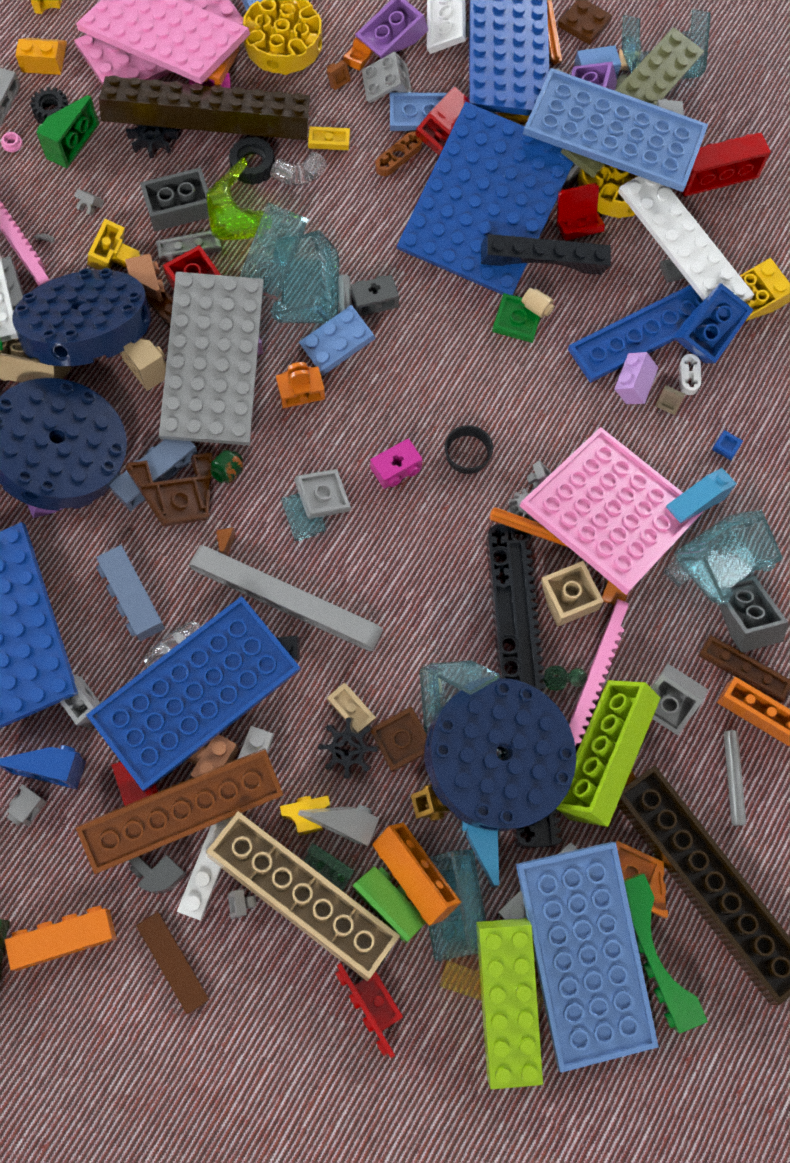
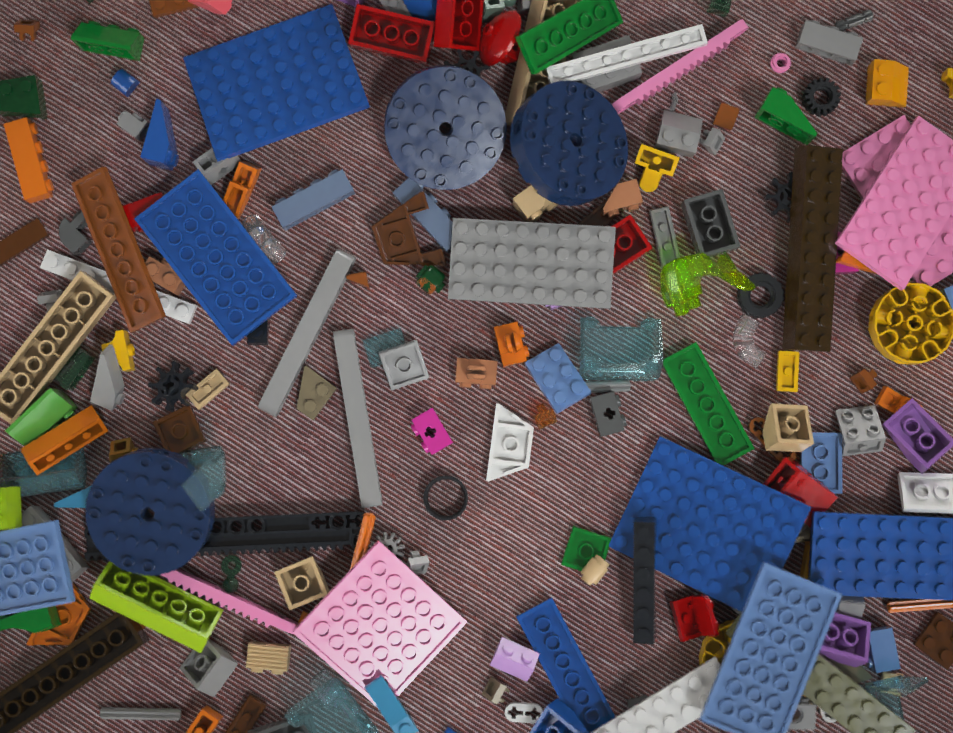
camera: 100 degrees right, 15 degrees up
(63, 189) = (726, 116): none -> dark orange slope
(79, 229) = (678, 134): none -> light grey slope
(105, 673) = (241, 187): none -> orange slope
(274, 248) = (644, 317): clear light blue slope -> none
(330, 420) = (476, 372): none -> nougat brick
(355, 591) = (313, 393): none -> dark tan wing
(365, 205) = (707, 404): none -> green plate
(378, 354) = (545, 417): none -> clear orange tile
(381, 541) = (357, 418): none -> light grey beam
(387, 130) = (787, 428): none -> tan slope
(408, 388) = (509, 444): none -> white wing
(656, 631) = (268, 657): none -> tan brick

